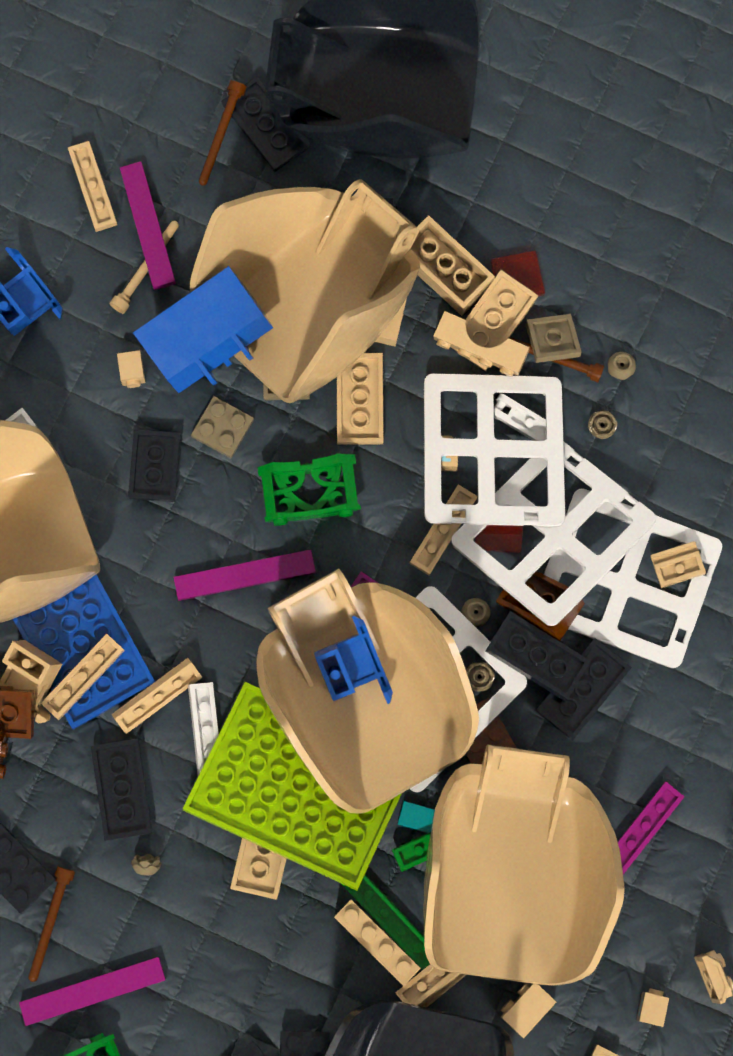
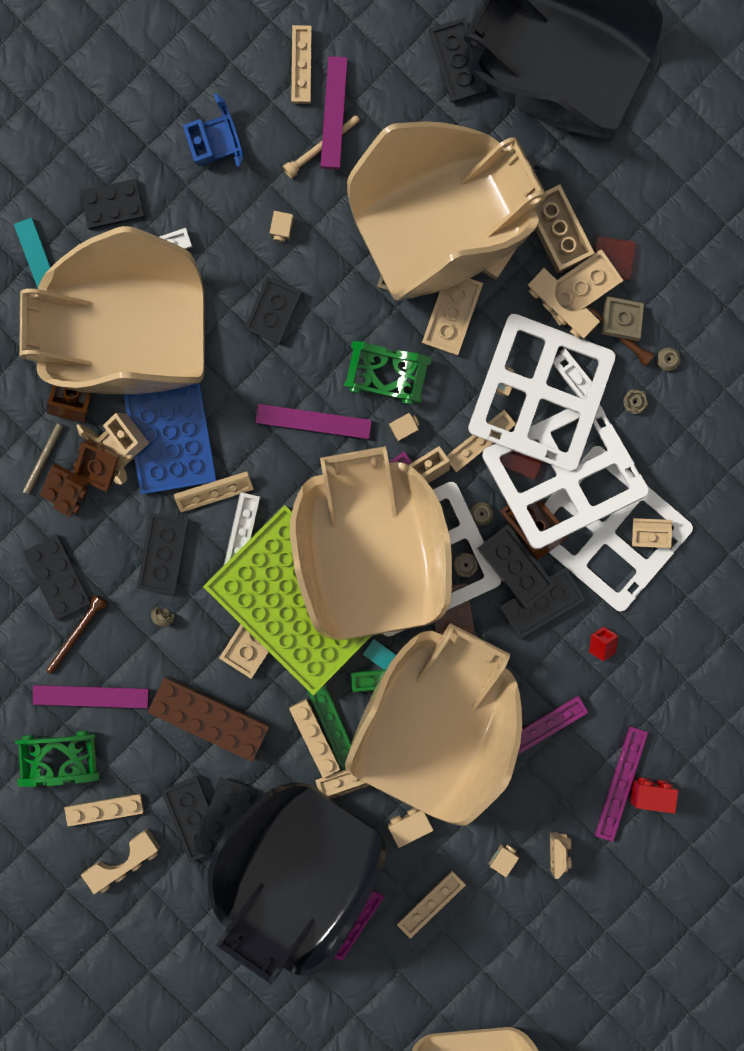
camera: 25 degrees right, 10 degrees up
(82, 677) = (161, 458): tan plate -> none
(204, 330) = (348, 217): blue piece -> none
(222, 427) = (337, 298): dark tan plate -> none
(235, 91) = (442, 25): reddish brown piece -> none
(243, 965) = (209, 718): none -> reddish brown brick
(351, 544) = (404, 426): none -> tan brick
(352, 664) = (368, 523): blue piece -> none
(400, 572) = (432, 465): none -> tan brick
(671, 711) = (603, 643): none -> red panel

